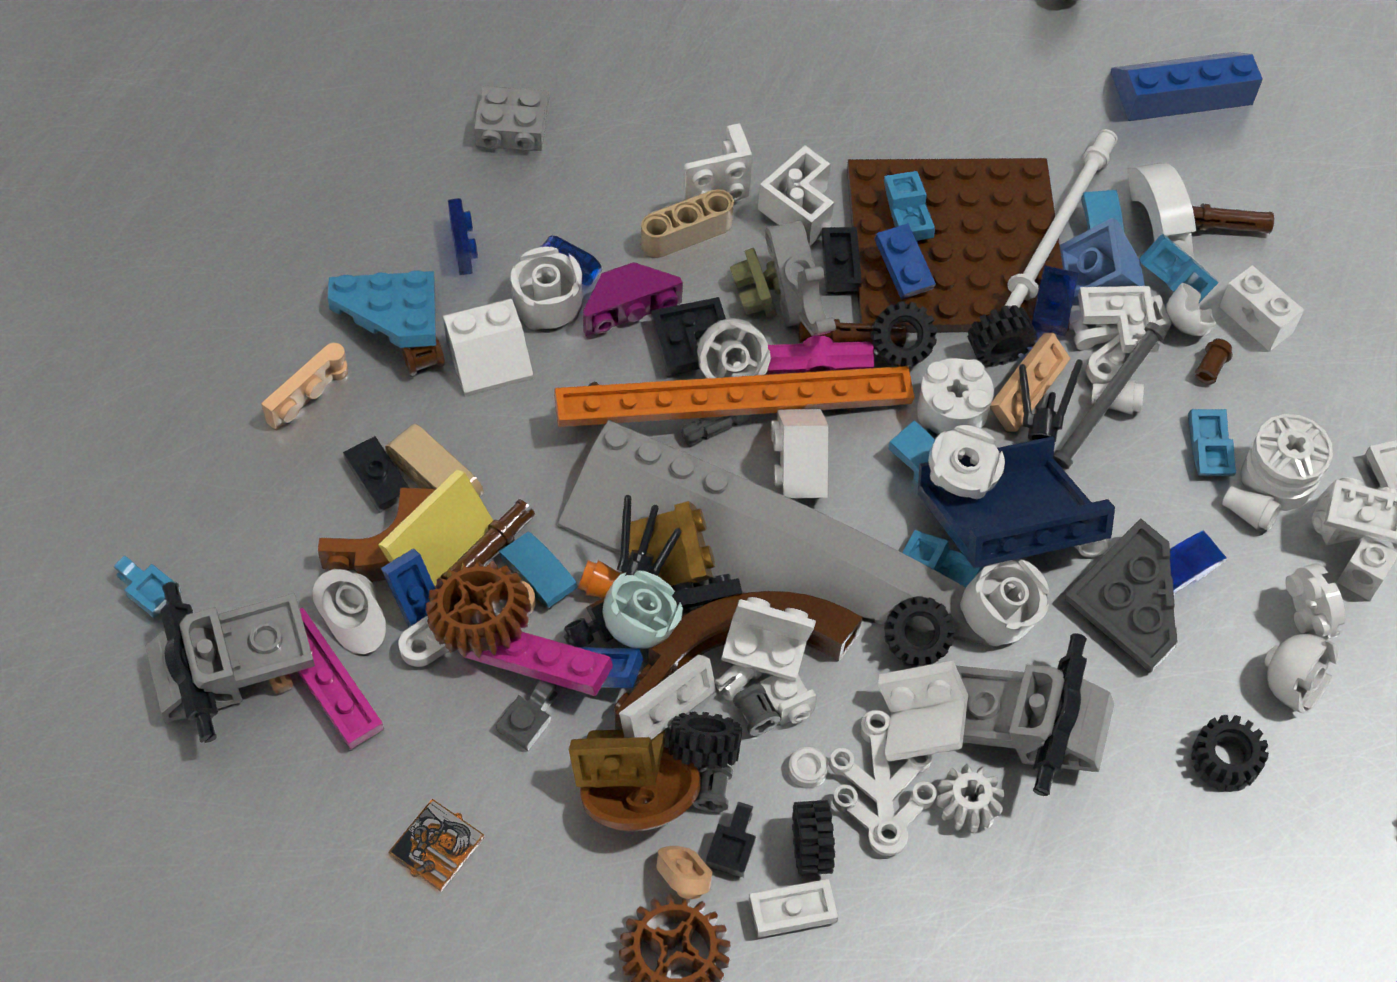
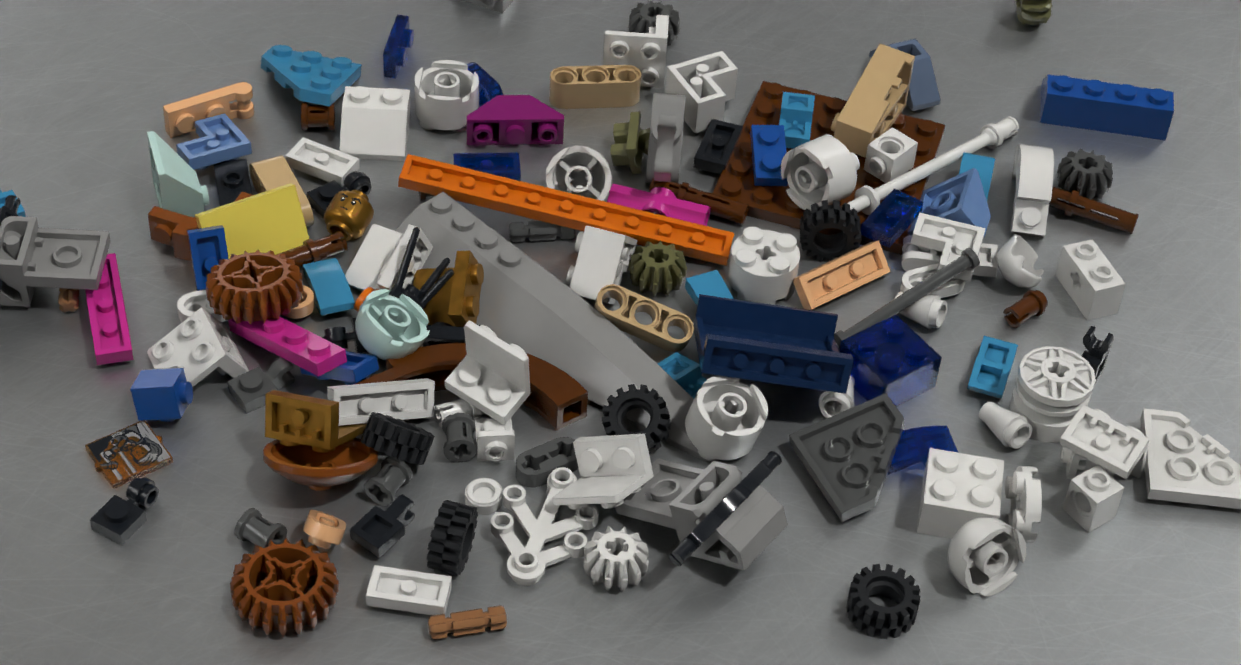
camera: 20 degrees right, 15 degrees down
(322, 498) = (175, 180): none -> light aqua slope
(340, 428) = (218, 142): none -> medium blue plate
(350, 610) = (152, 263): white piece -> none
(443, 769) = (161, 394): none -> blue brick
(447, 705) = (199, 347): none -> white bracket
(455, 413) = (321, 161): none -> white plate
(468, 925) = (122, 518): none -> black plate
(486, 455) = (323, 195): none -> black plate
(517, 474) = (349, 213): none -> pearl gold head
(587, 523) = (381, 258): none -> white bracket
(619, 894) = (259, 530): none -> dark grey bush
(627, 363) = (498, 164): none -> clear blue plate
(679, 328) = (539, 154): black plate -> none
(707, 120) = (645, 17): none -> dark grey gear
(845, 699) = (546, 459): none -> dark grey beam
(854, 434) = (657, 268): none -> olive gear
(862, 921) = (467, 622): none -> medium nougat axle
(889, 503) = (661, 315): none -> tan beam
(918, 319) = (739, 188): black tyre -> none
(957, 478) = (735, 315): white plate -> none
(970, 273) = (820, 172): none -> white brick
(981, 164) = (875, 99): none -> tan wedge
(986, 103) = (923, 86): none -> sand blue slope
(1021, 224) = (890, 155): none -> white brick
(1046, 421) = (838, 301): black plant -> none
(1124, 472) = (891, 361): none -> clear blue brick
(1177, 267) = (1018, 219): dark azure slope -> none
(1205, 178) = (1085, 173): none -> dark grey gear
(1250, 608) = (957, 491): none -> white brick
(1306, 399) = (1097, 350): none -> black plate

